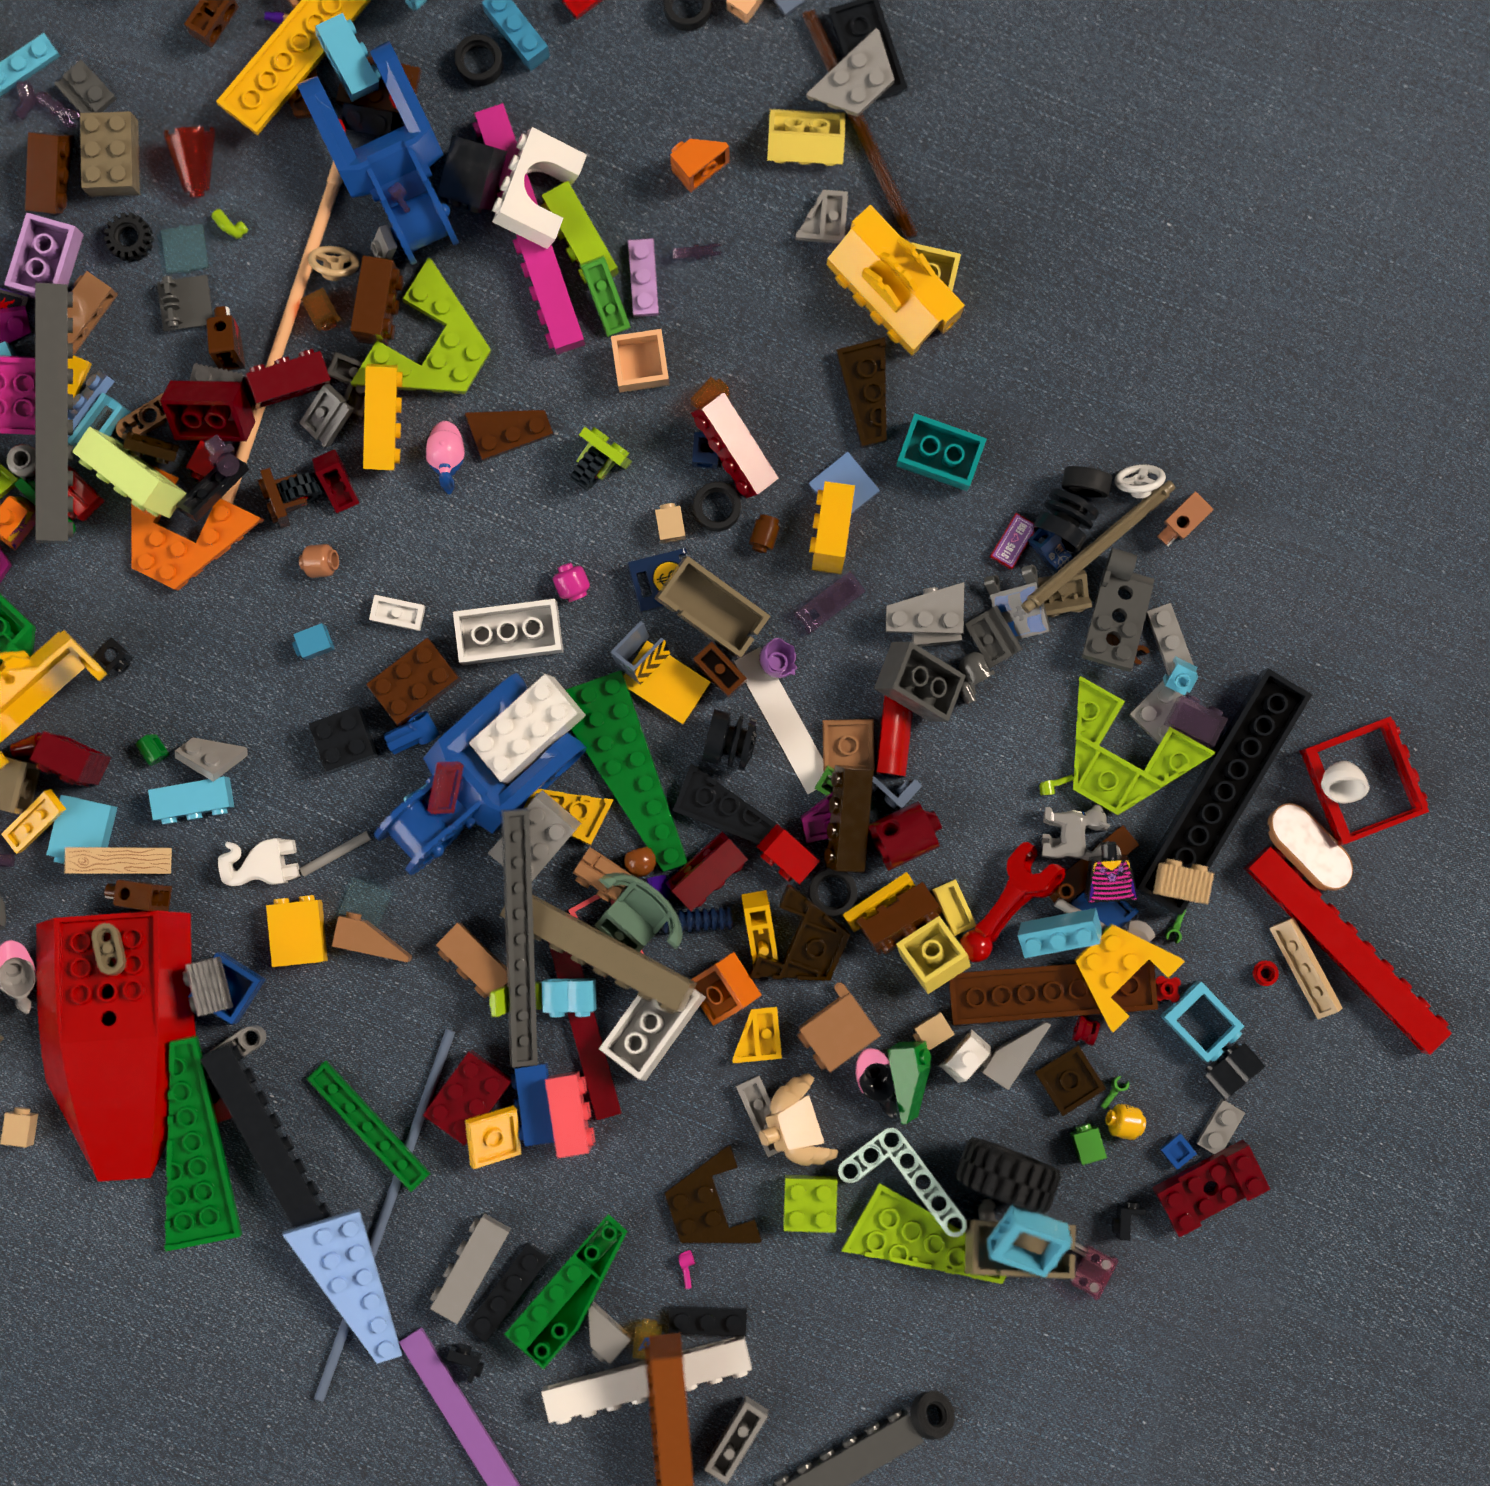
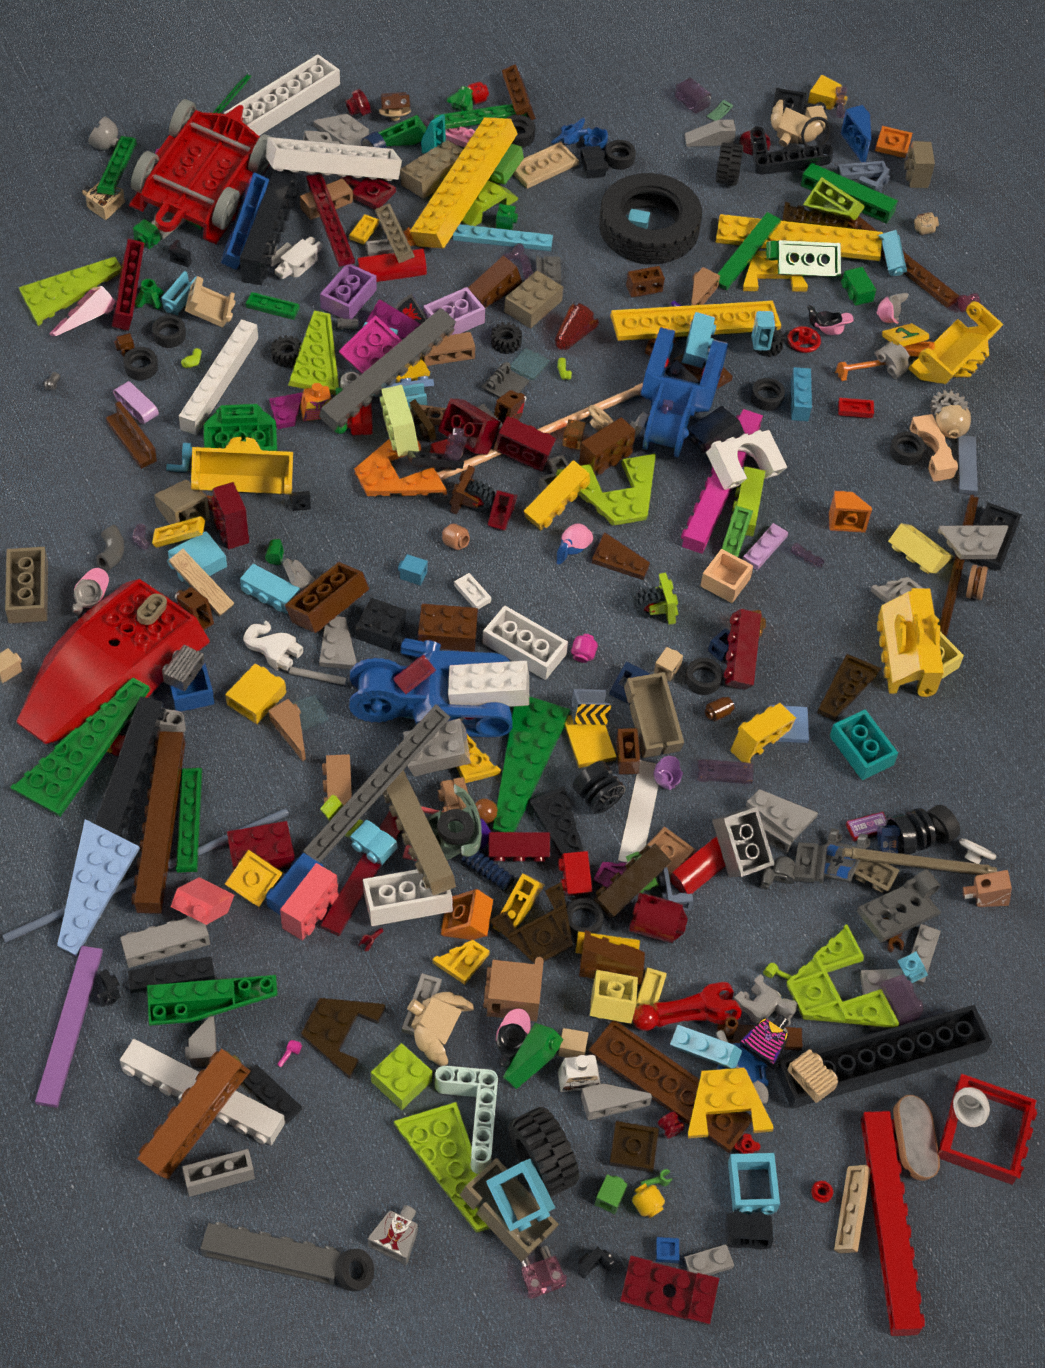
camera: 40 degrees right, 30 degrees down
(262, 761) = (327, 597): none -> reddish brown brick
(319, 800) = (337, 645): none -> light grey wing
(326, 415) = (528, 477): dark grey plate -> none
(345, 1157) = (160, 822): none -> reddish brown brick
(470, 1206) = (202, 900): none -> coral brick
(649, 930) = (455, 815): none -> black tyre
(655, 1094) = (368, 940): none -> dark red hand
(900, 136) = (976, 582): none -> medium nougat head
(937, 1350) = (395, 1235): none -> light grey torso
(1175, 928) = (787, 1115): bright green hand -> none

